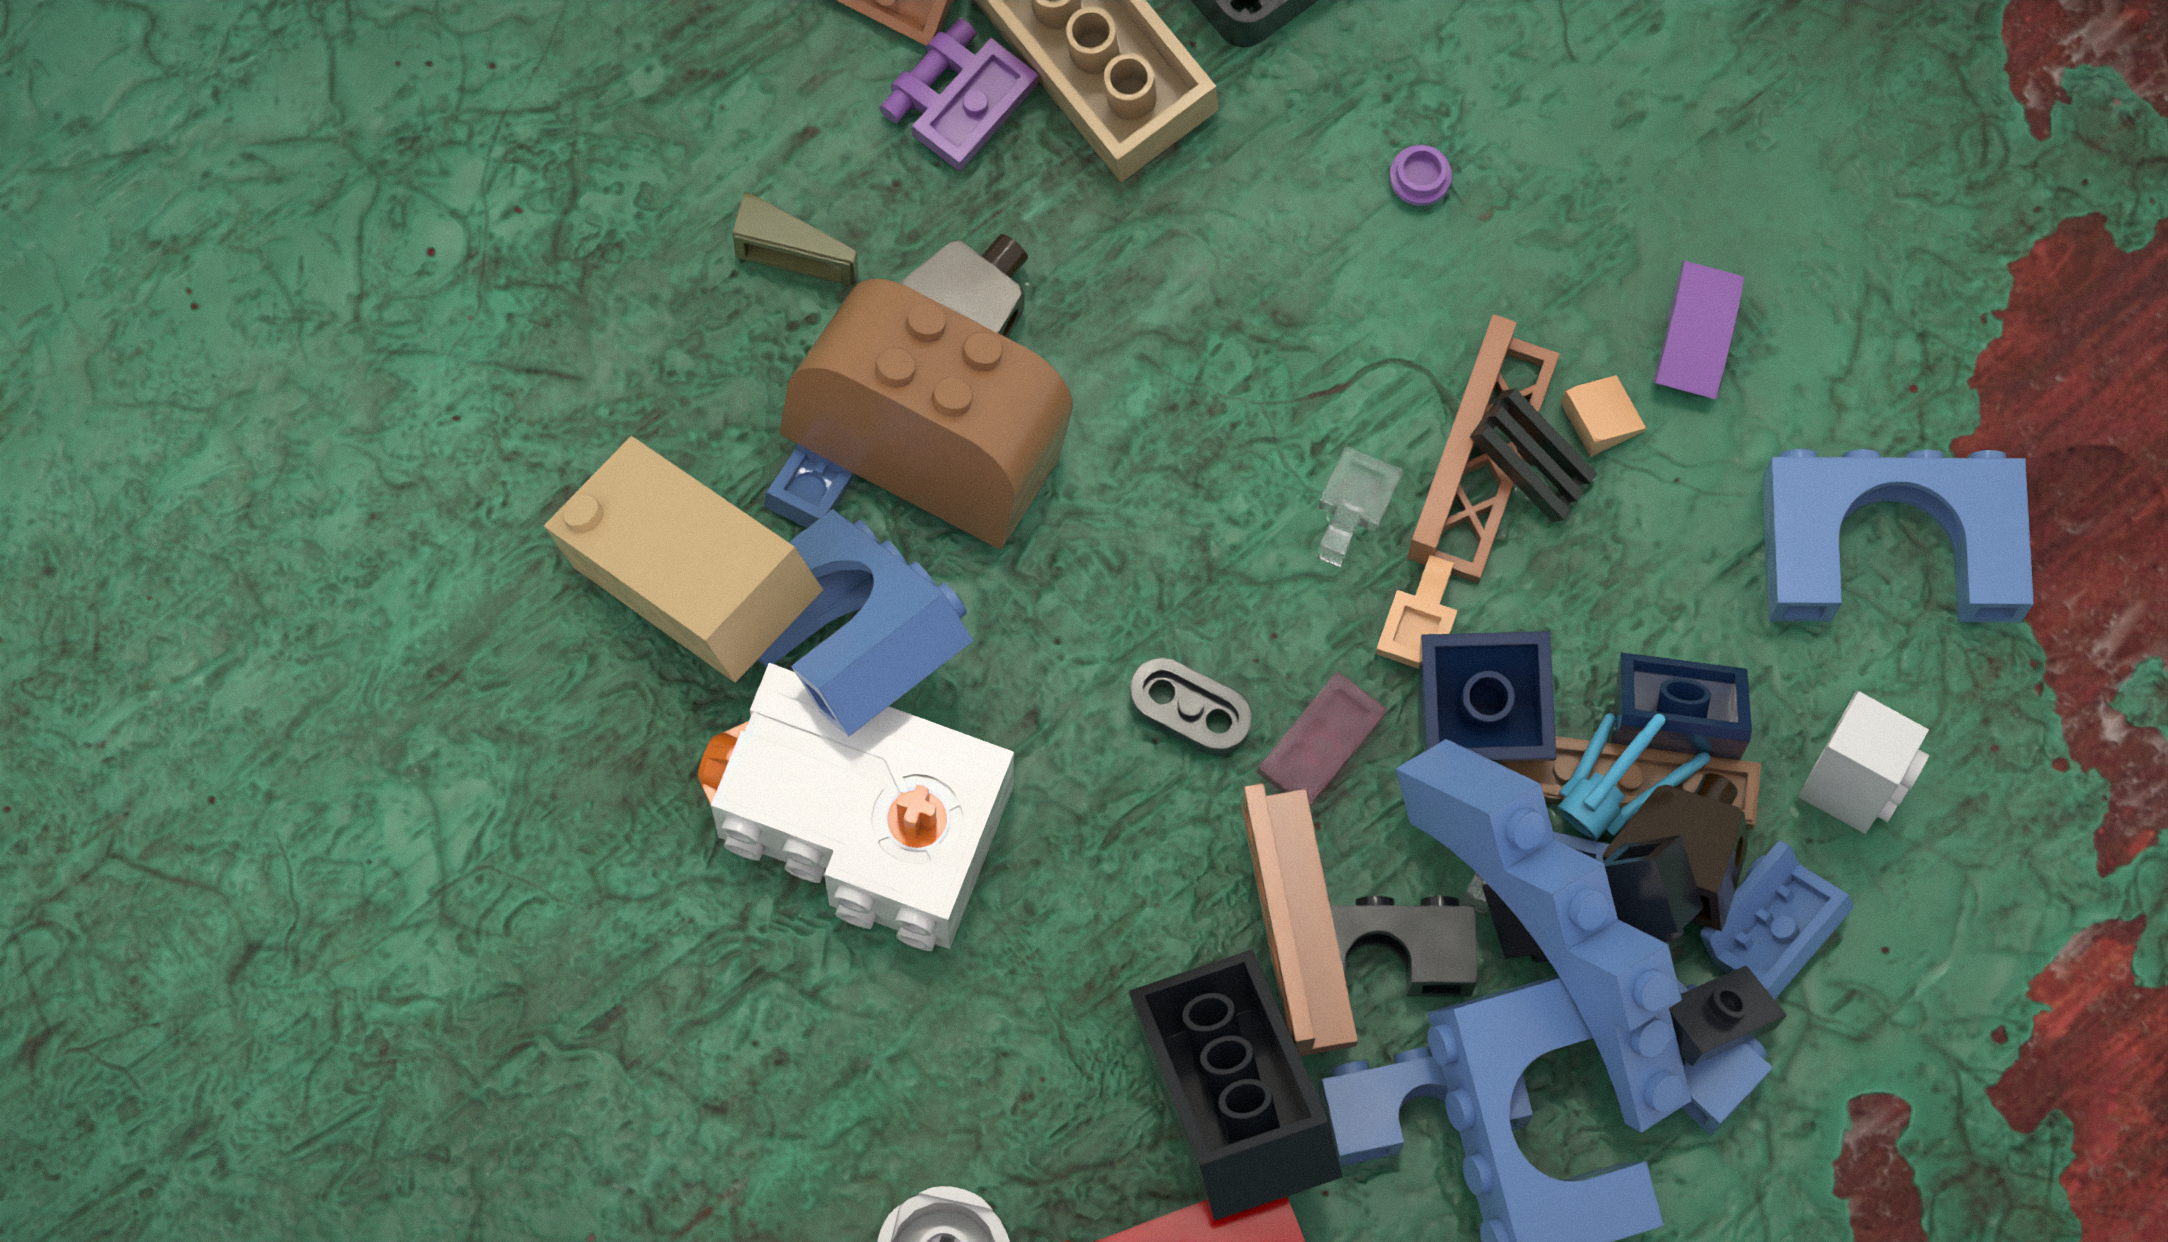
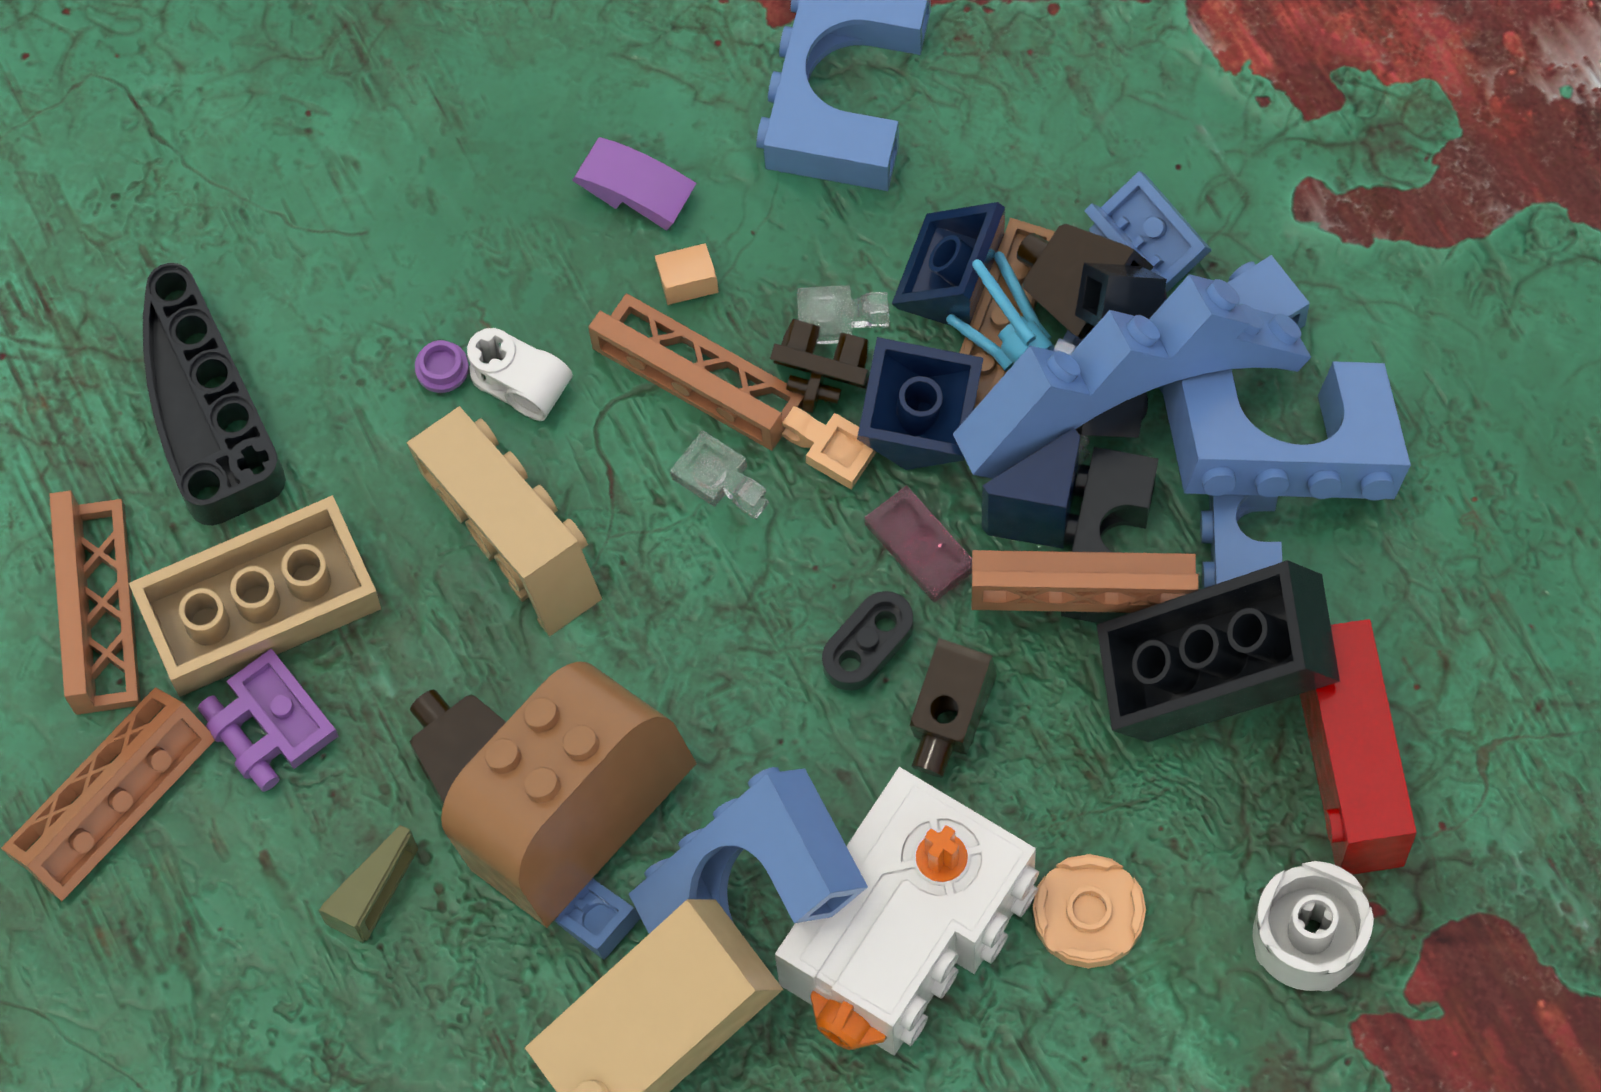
camera: 70 degrees left, 5 degrees down
(924, 1015) = (1089, 911): none -> light nougat tile
(1125, 808) = (958, 683): none -> dark brown torso
(1243, 281) = (508, 517): none -> tan wedge
(1402, 853) = (1034, 495): none -> dark blue slope
(1426, 259) = (524, 378): none -> white piece
(1518, 557) = (798, 353): none -> dark brown hips
(1540, 447) = (708, 320): pearl dark grey tile -> none
(1590, 587) = (837, 311): none -> clear plate
(1723, 1015) = (1228, 264): black plate -> none
(1866, 764) = (1034, 128): white wedge -> none

